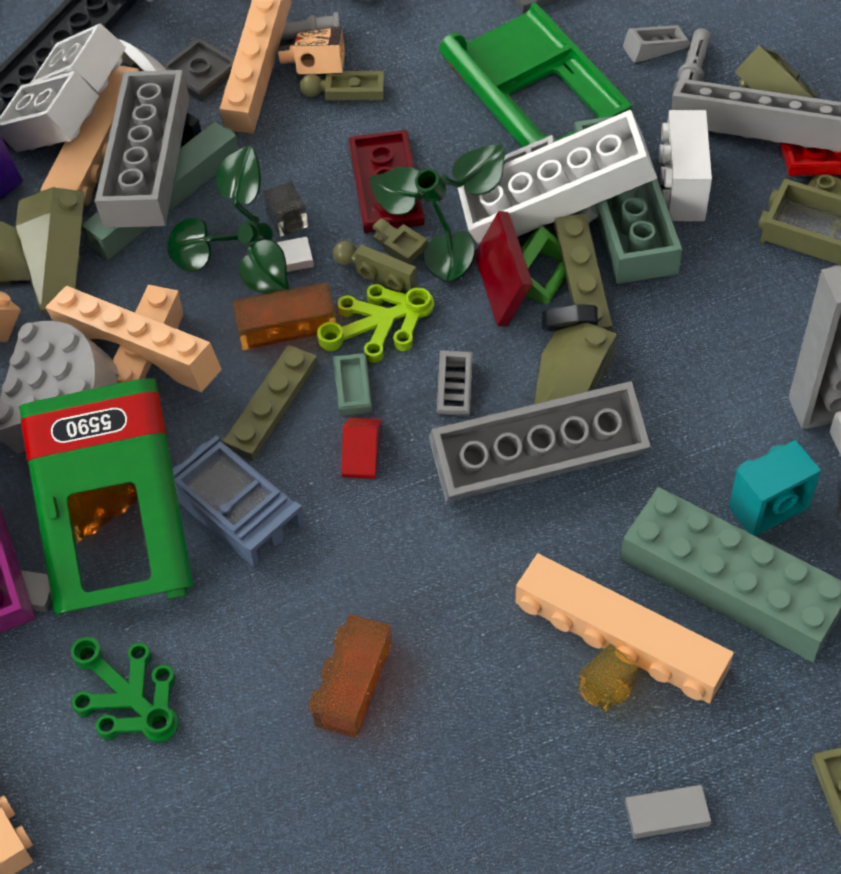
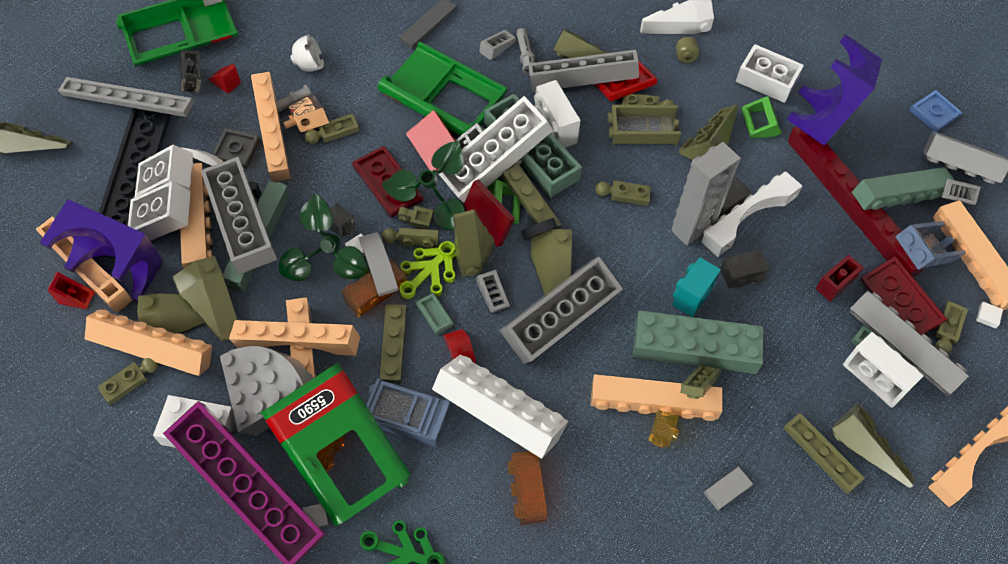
camera: 30 degrees left, 5 degrees up
(301, 282) = (378, 264): none -> light grey slope
(371, 542) = (500, 405): none -> white brick
(451, 297) = (472, 243): none -> olive wedge
(479, 129) = (429, 136): none -> tile
(695, 623) = (700, 381): none -> olive plate
(740, 314) = (625, 192): none -> olive plate

